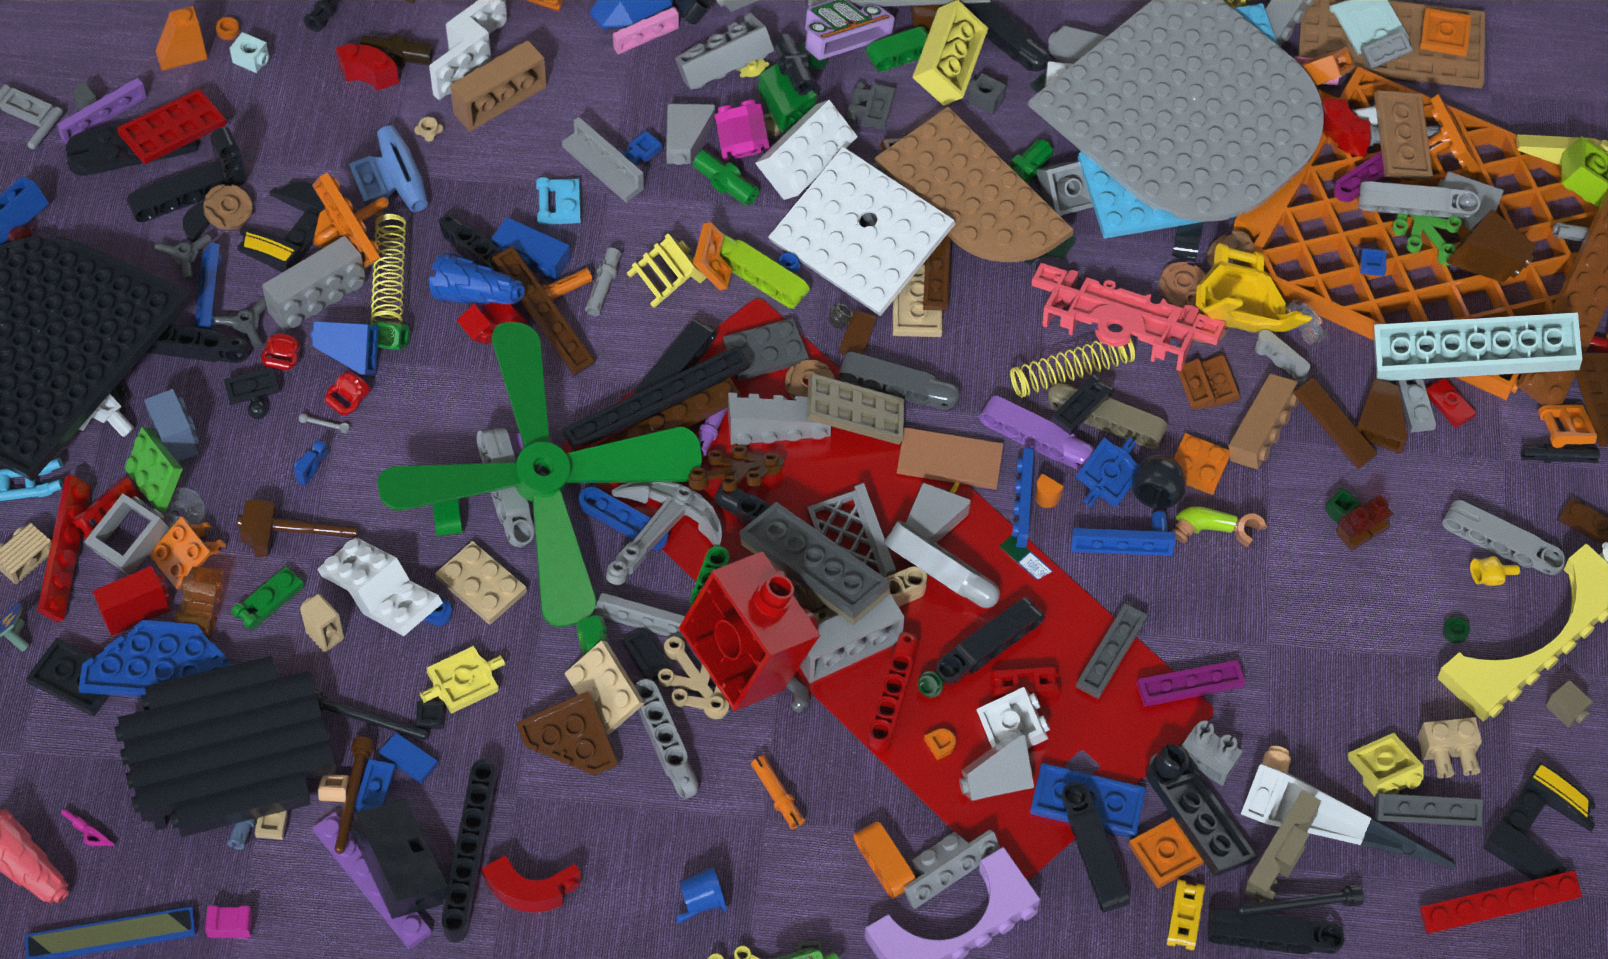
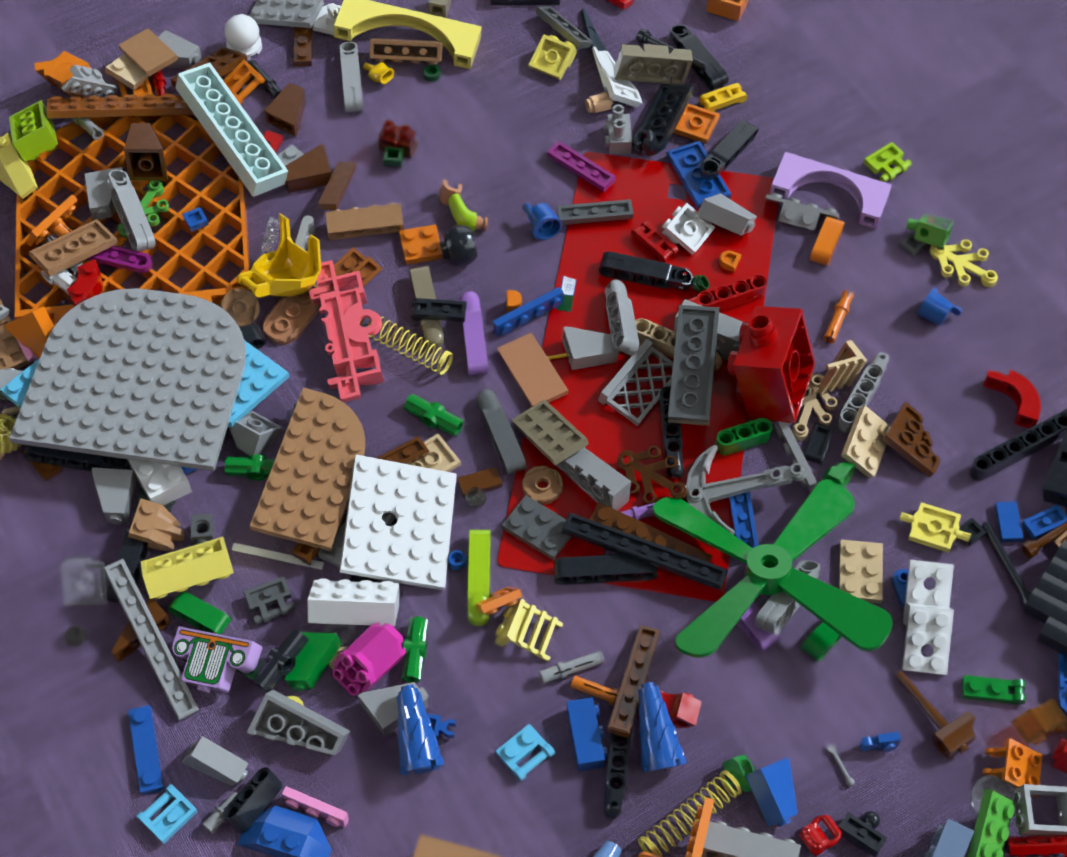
camera: 125 degrees left, 0 degrees up
(321, 622) = (985, 629): tan brick -> none
(351, 388) = (801, 765): red piece -> none
(604, 161) = (466, 746): light grey fence -> none
(634, 116) = (416, 738): none -> blue cone
(708, 739) = (843, 368): none -> tan plate
(965, 339) = (433, 415): none -> green piece
(1019, 58) = (155, 526): none -> medium nougat plate
(1108, 472) = (472, 278): blue plate -> none
(1136, 586) = (543, 220): none -> blue hat
(1154, 542) = (499, 229): blue piece -> none
(1451, 739) = (510, 37): tan brick -> none
(1492, 448) = (287, 109): none -> reddish brown slope
(1505, 613) = (406, 50): none -> medium nougat brick

